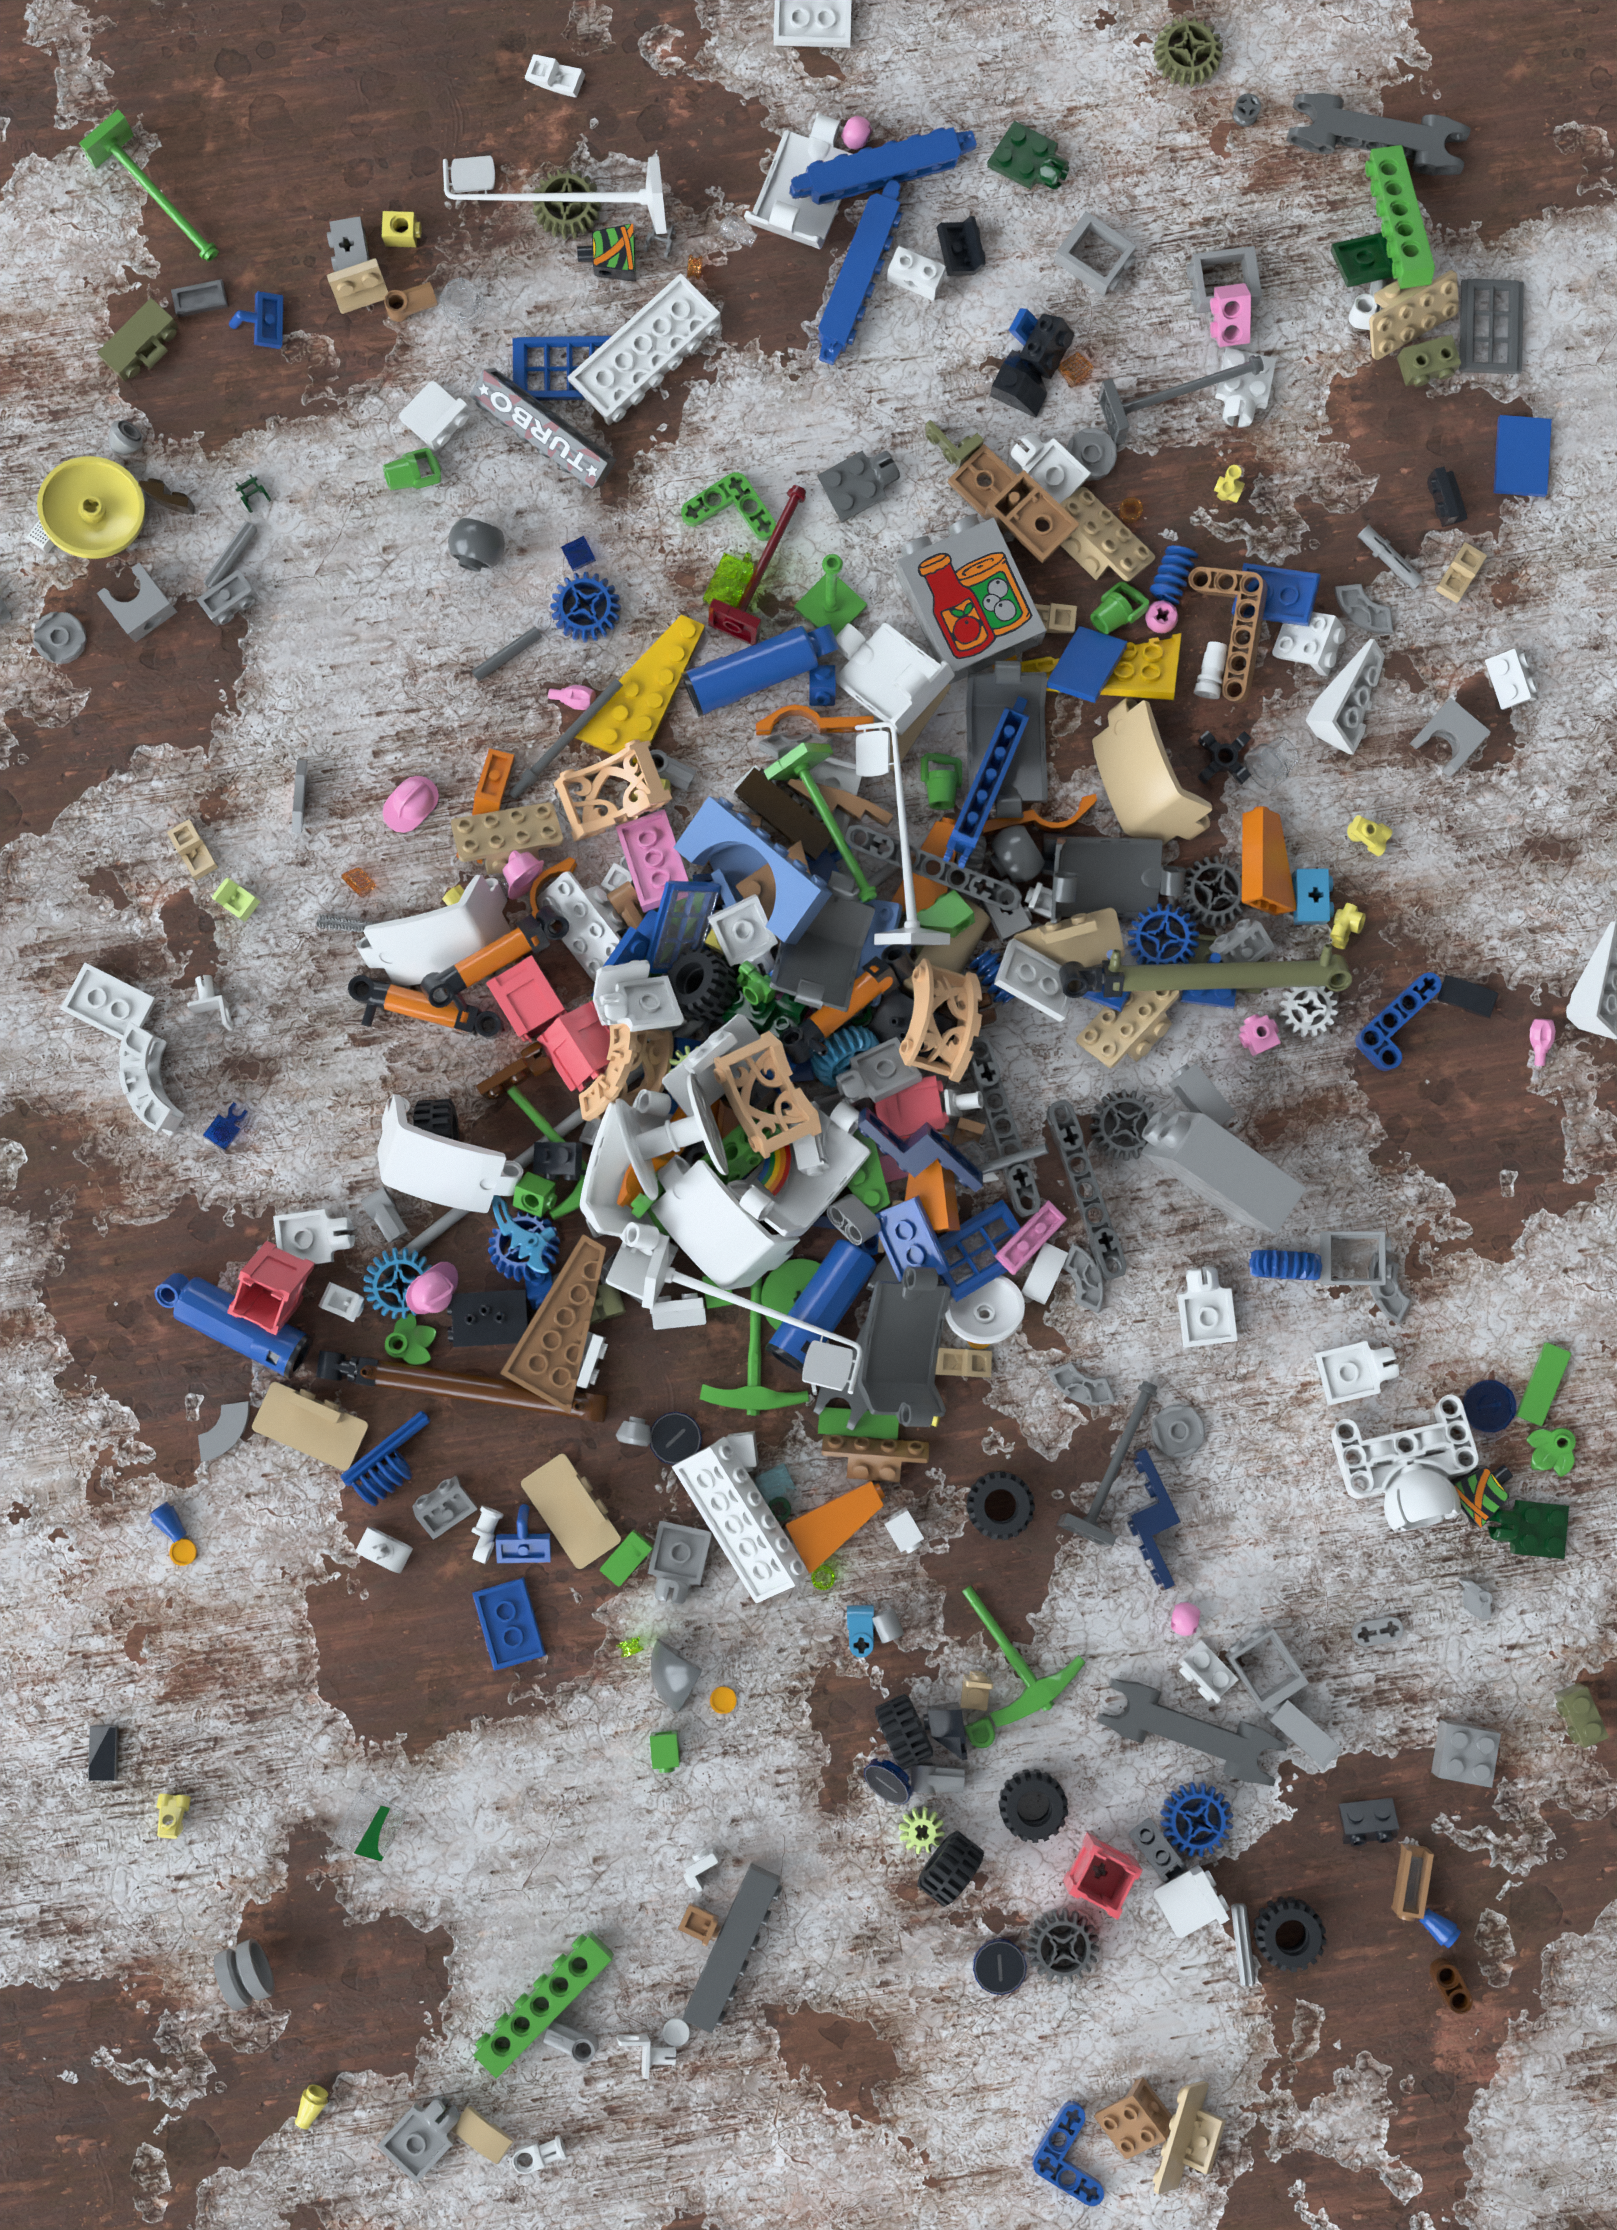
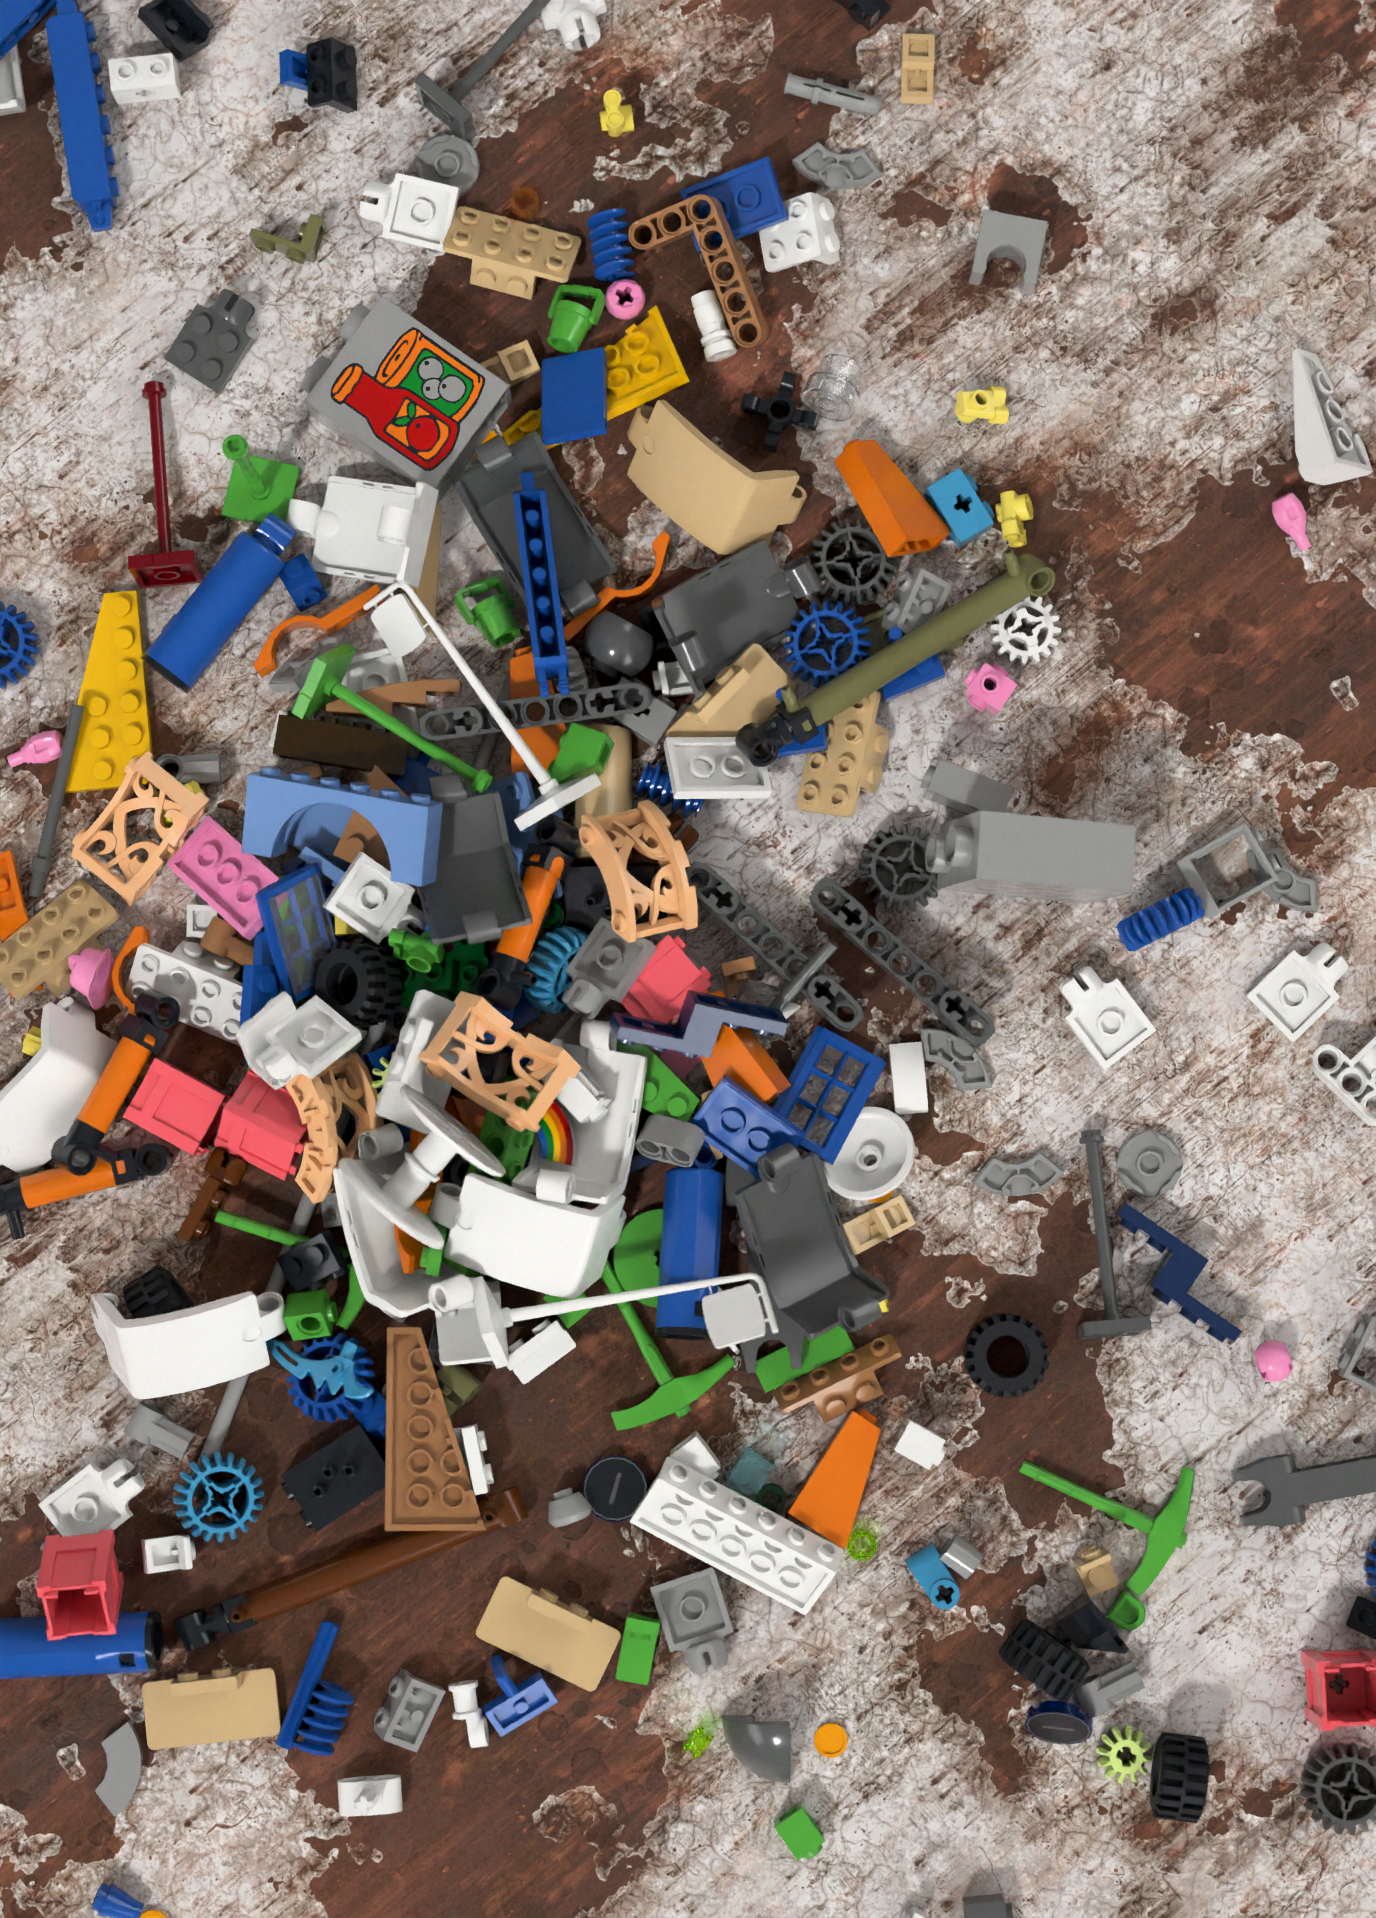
camera: 30 degrees left, 0 degrees up
(414, 1341) = (272, 1550): bright green plate -> none
(432, 1289) = (259, 1482): bright pink piece -> none
(509, 1623) = (552, 1794): blue tile -> none
(729, 497) = (82, 436): bright green beam -> none
(729, 579) = (134, 525): clear neon green bracket -> none
(956, 1102) = (708, 950): white bracket -> none
(999, 1966) = (1292, 1850): black tile -> none
(1013, 502) = (394, 266): medium nougat bracket -> none
(1019, 385) = (327, 136): black slope -> none
(1030, 1237) = (871, 1048): bright pink tile -> none
(1041, 1827) = (1251, 1673): black tyre -> none
(1075, 369) = (377, 84): clear orange slope -> none
(1207, 1670) = (1329, 1402): white bracket -> none
(1342, 706) = (873, 283): white wedge -> none
(1400, 1016) = (1128, 581): blue beam -> none
(1468, 996) = (1187, 518): black slope -> none
(1512, 678) = (1037, 151): white bracket -> none

